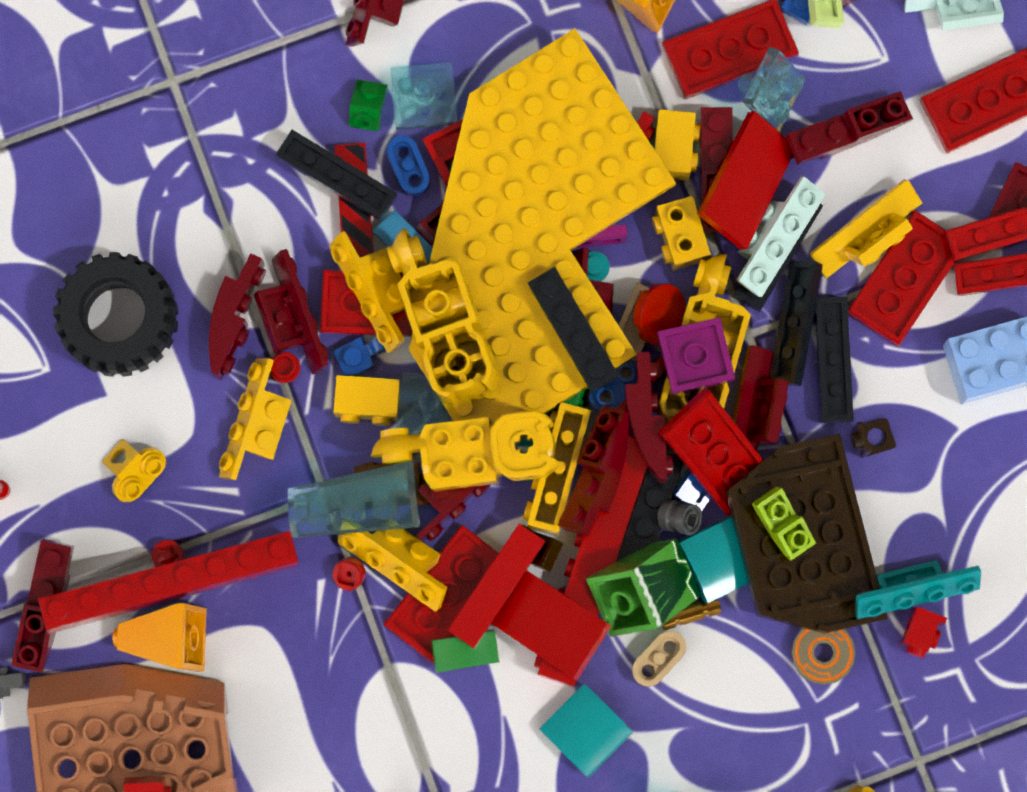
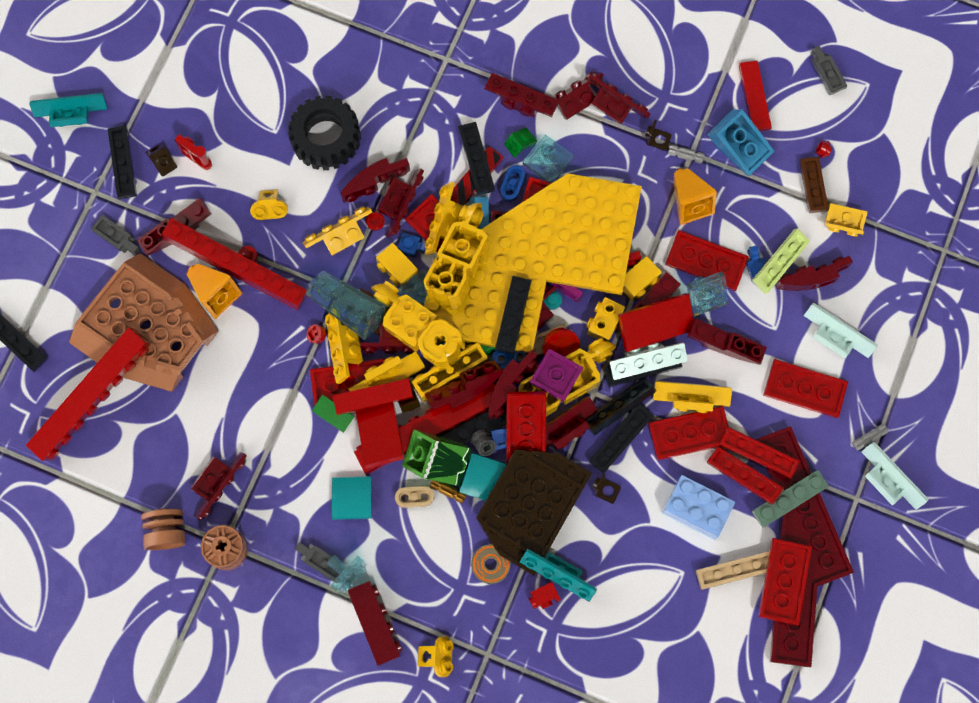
camera: 40 degrees right, 5 degrees down
(318, 47) = (520, 97): none -> dark red bracket
(491, 534) = (391, 371): none -> yellow bracket
(783, 524) = (526, 487): lime slope -> none

